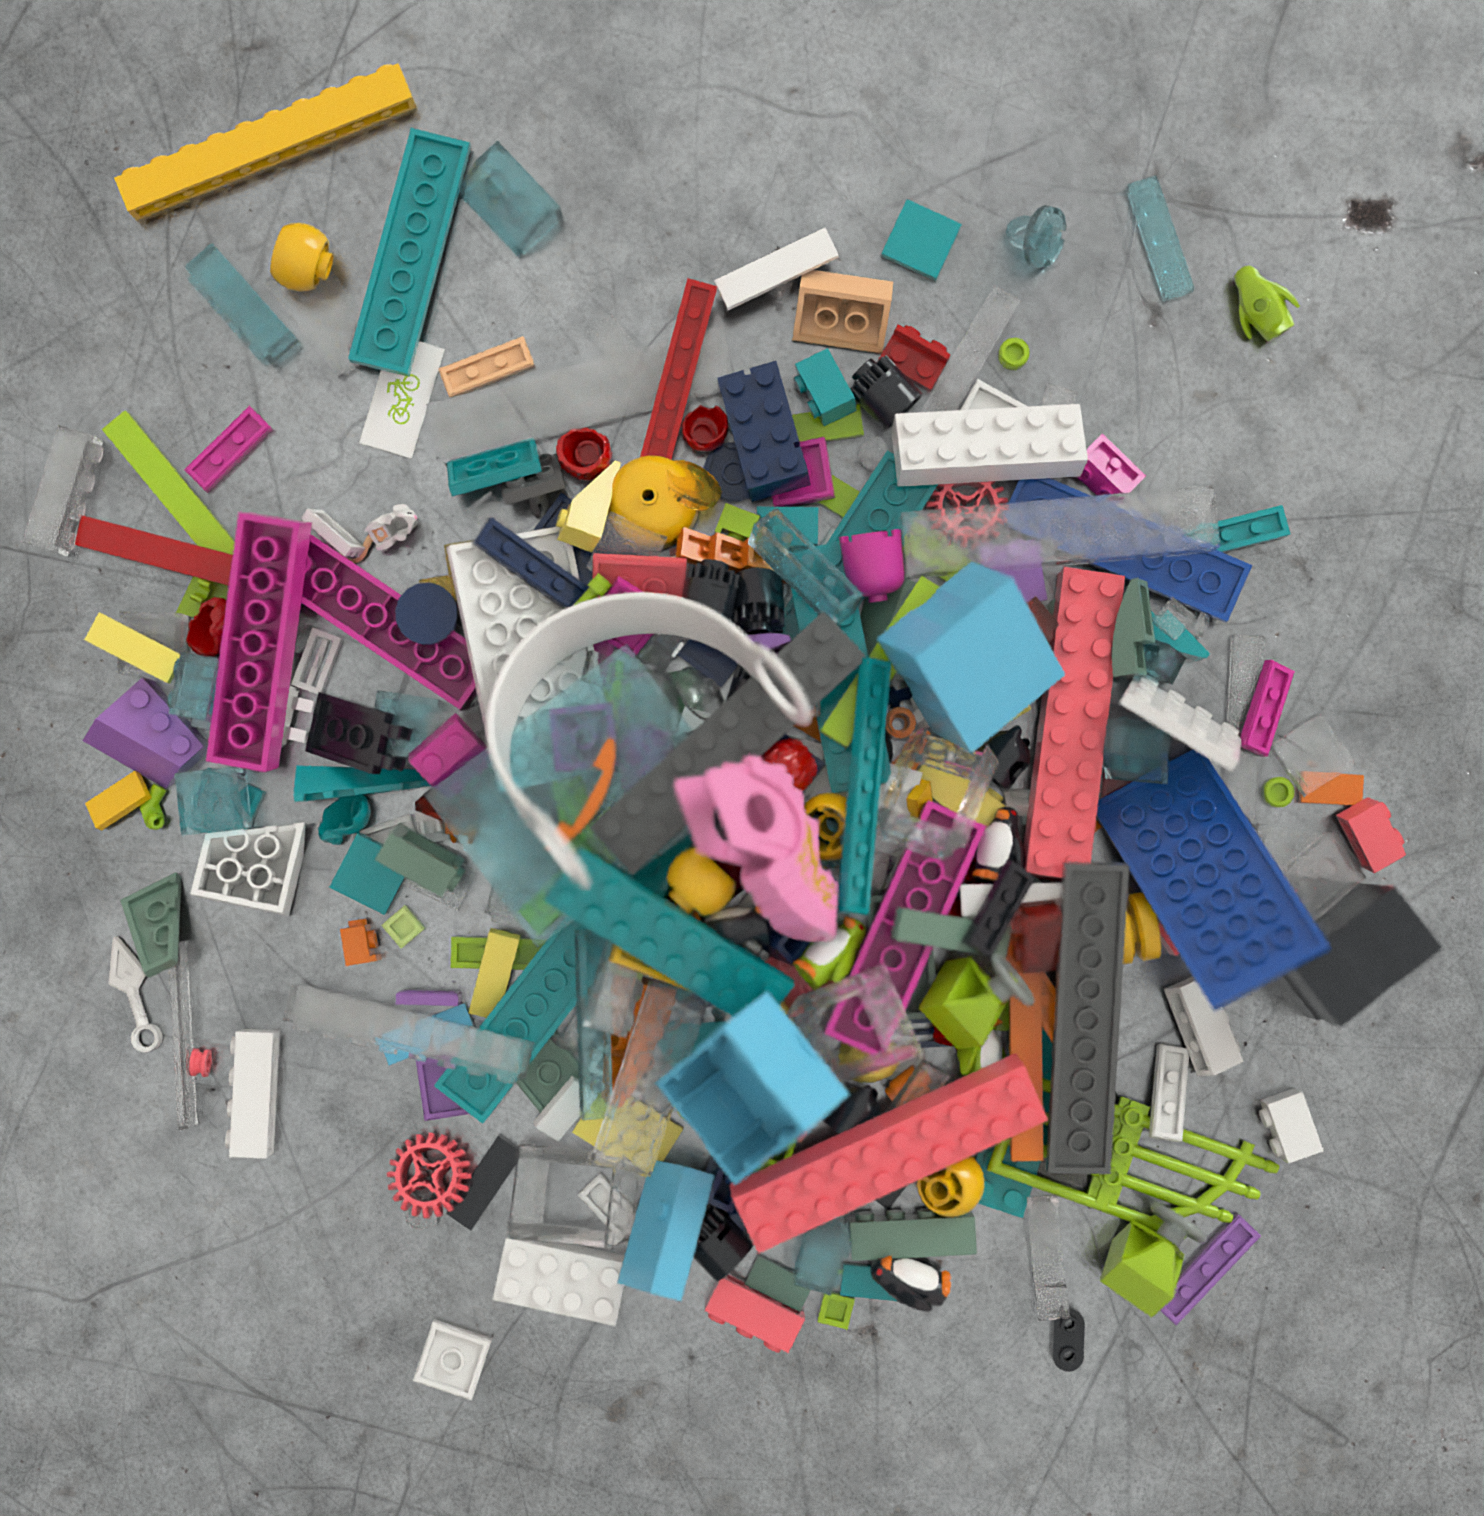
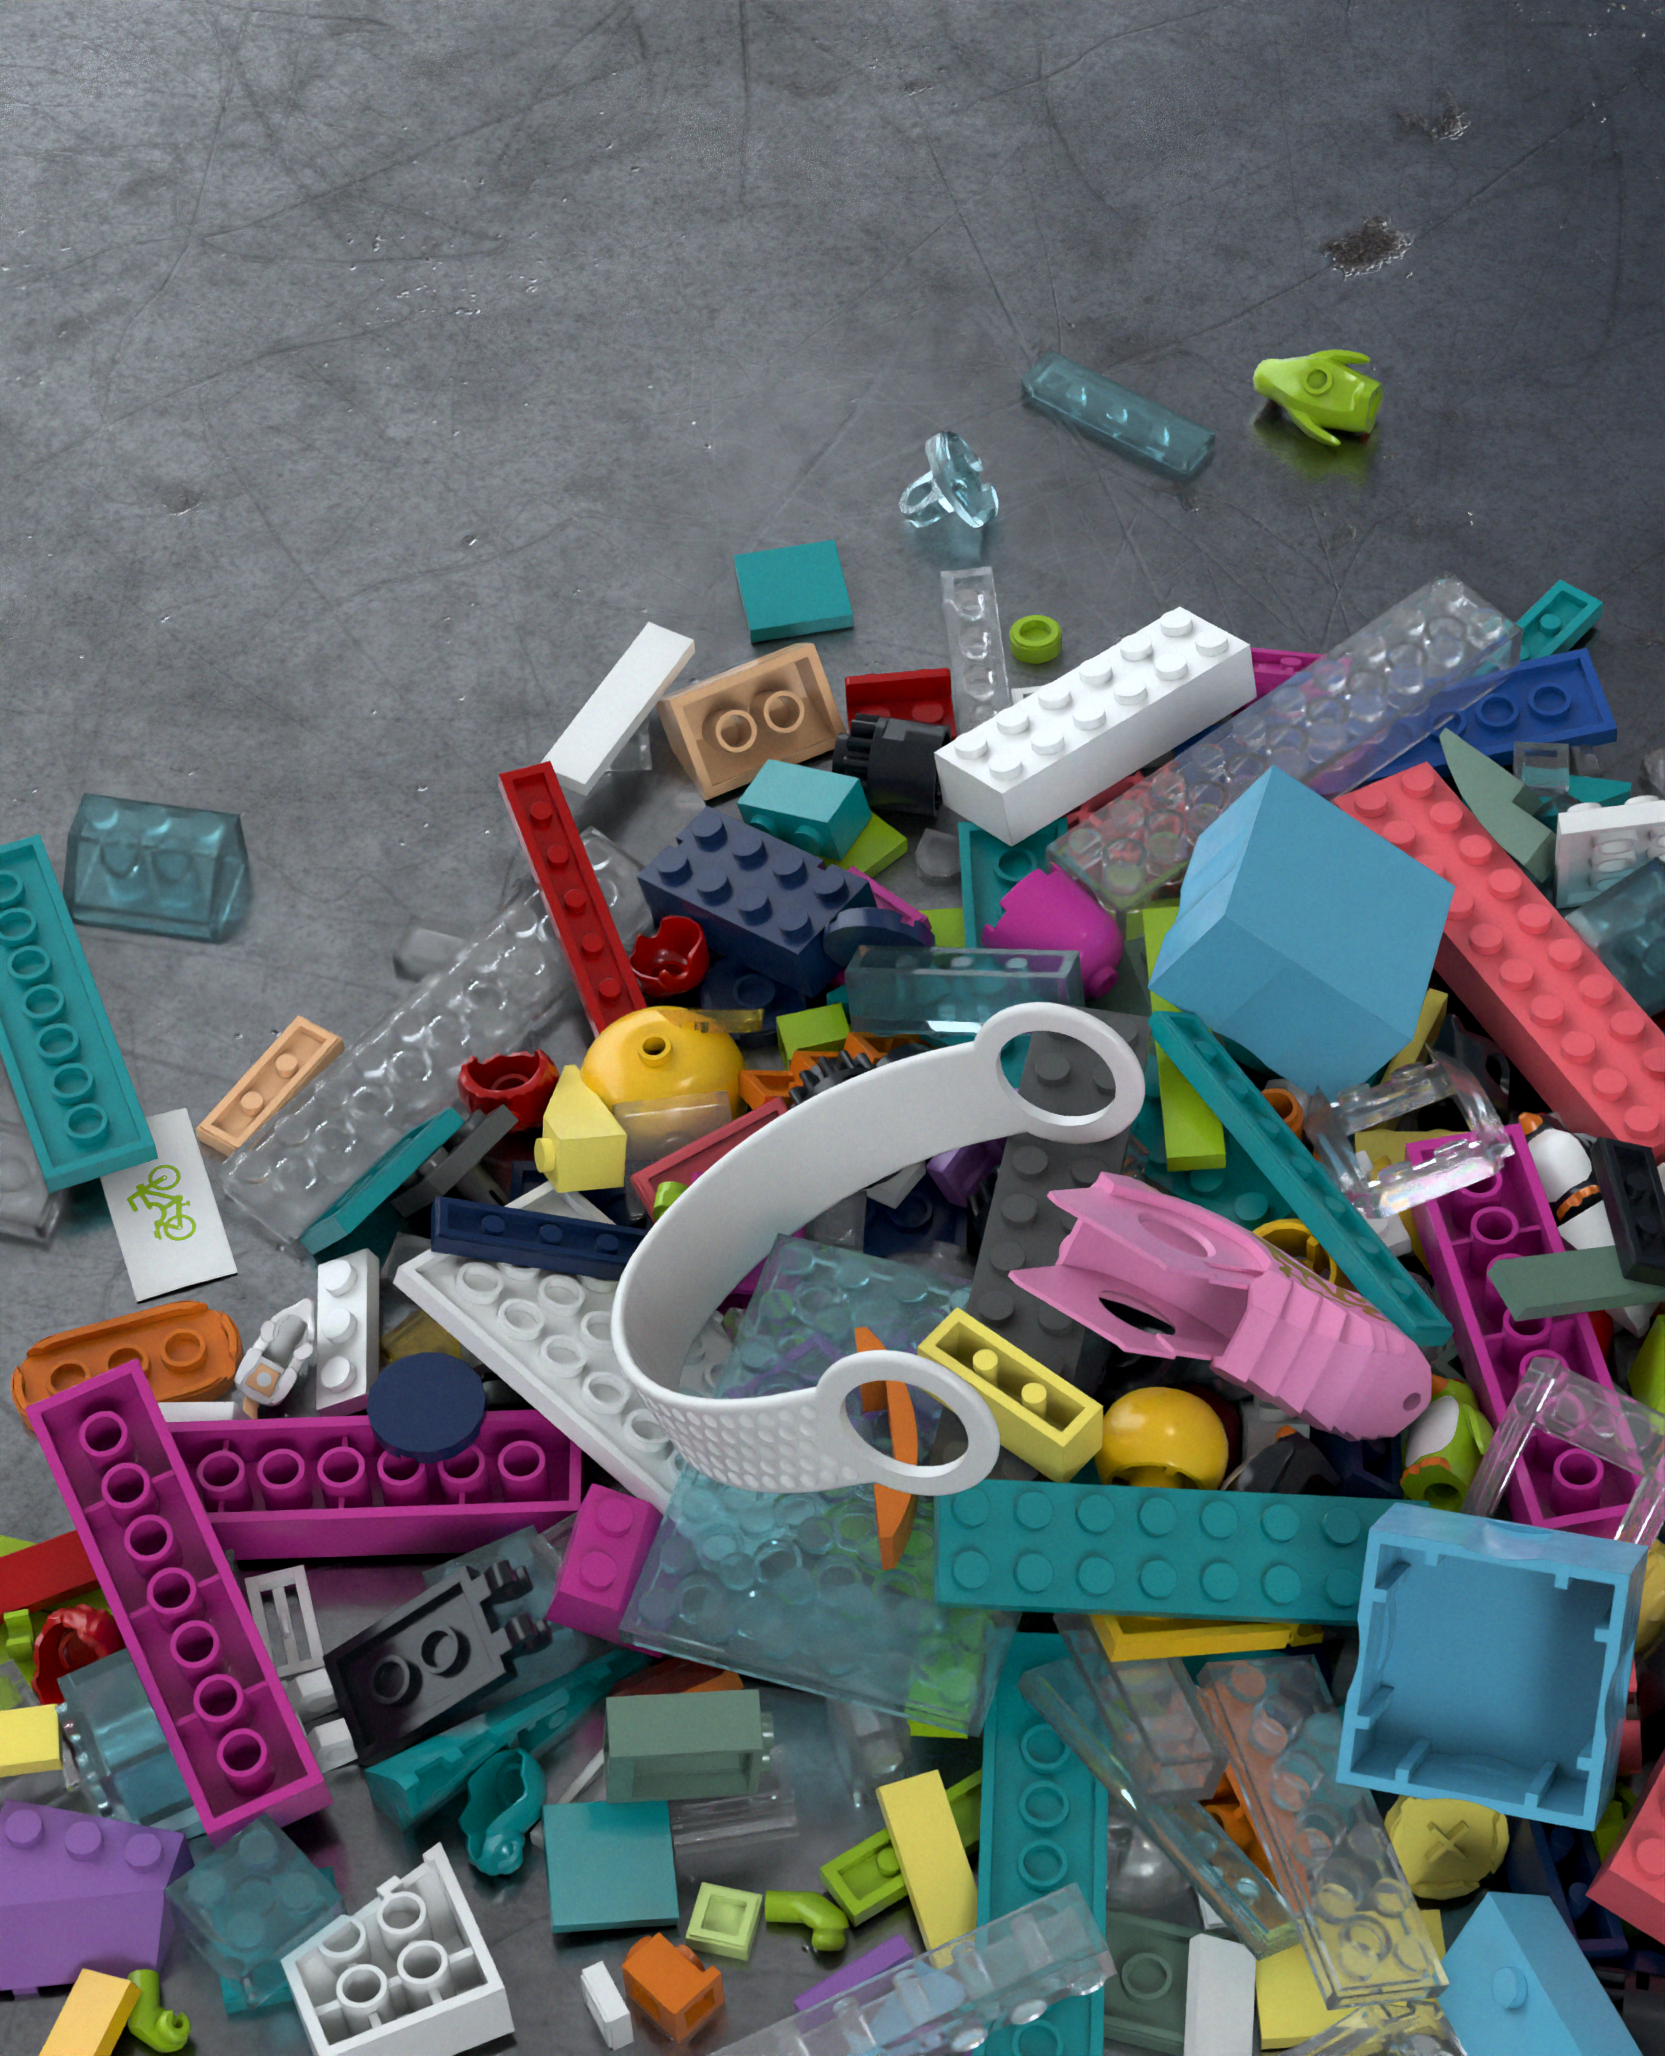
camera: 30 degrees left, 35 degrees down
(328, 935) = (606, 2006): none -> white tile
(331, 479) = (180, 1345): none -> orange tile
(433, 532) = (347, 1333): none -> white plate
(439, 950) = (814, 1911): none -> lime arm
(642, 826) = (1034, 1408): none -> light yellow brick
(788, 510) = (871, 927): none -> dark blue tile

